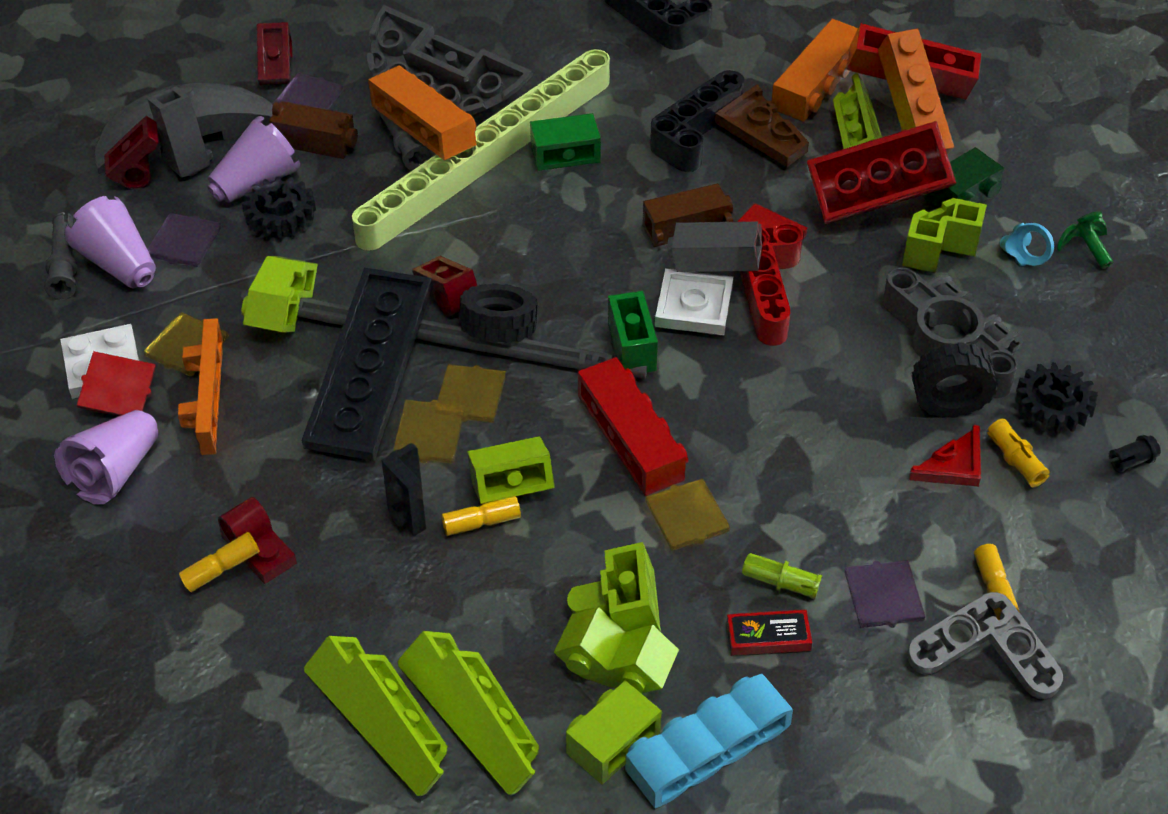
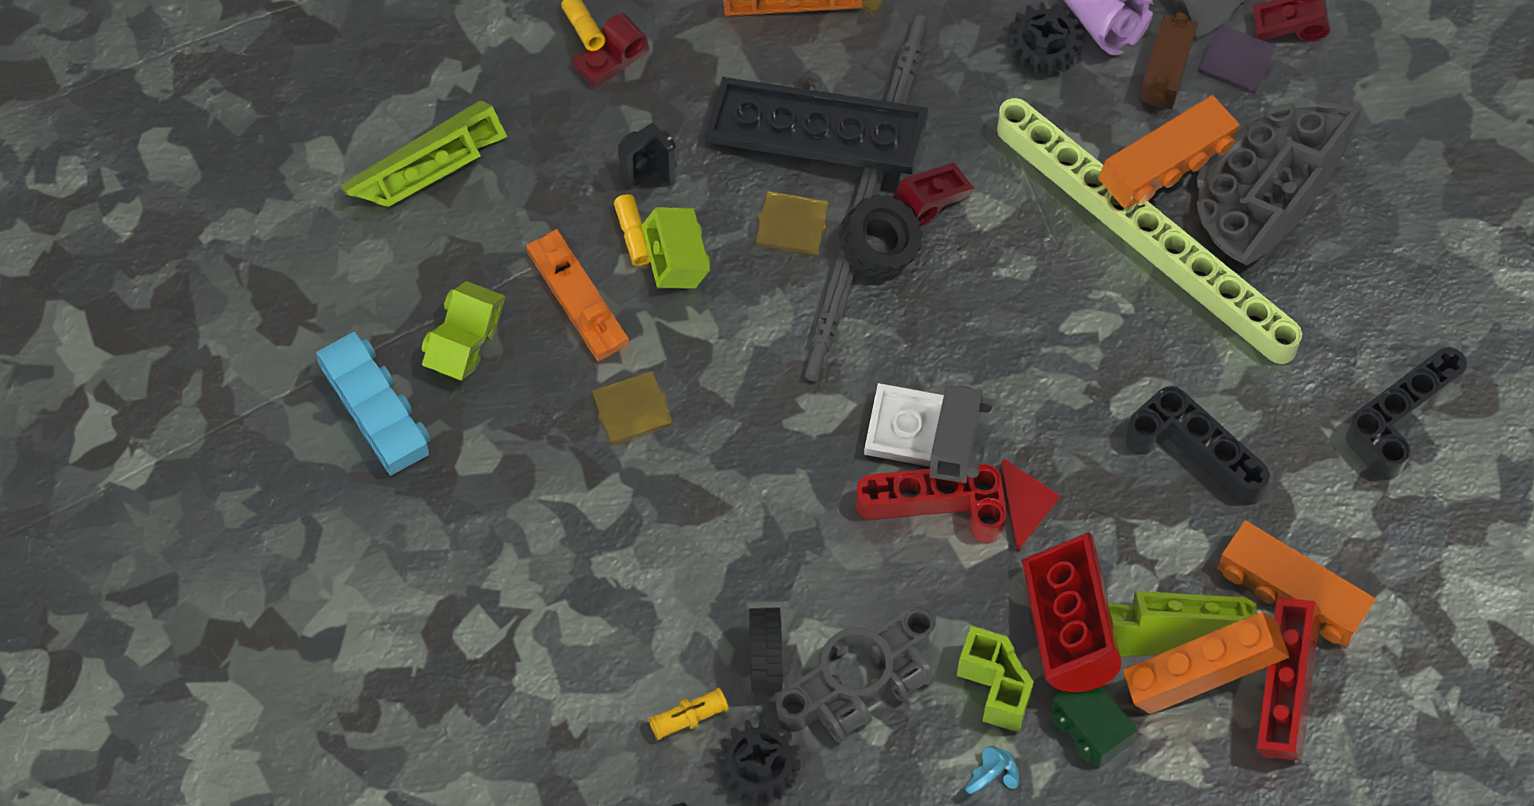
camera: 90 degrees right, 15 degrees up
(277, 292) = (911, 39): lime brick -> none
(431, 428) = (740, 186): clear yellow piece -> none
(473, 706) = (425, 226): lime wedge -> none
(554, 564) = (577, 295): none -> orange hinge
(565, 142) = (1156, 306): green brick -> none
(609, 729) = (387, 327): lime brick -> none
(625, 589) = (524, 338): lime brick -> none
(632, 331) = (848, 357): green brick -> none
(632, 426) = (734, 356): red brick -> none
(689, 206) = (1035, 424): reddish brown brick -> none
(761, 126) = (1193, 515): reddish brown wing -> none
(769, 632) = (487, 465): tile -> none
(781, 575) = (546, 479): lime axle -> none
(884, 594) = (528, 571): clear purple piece -> none
(953, 463) = (685, 657): red tile -> none
(993, 573) = (535, 668): yellow piece -> none
(997, 632) = (463, 652): light grey beam -> none

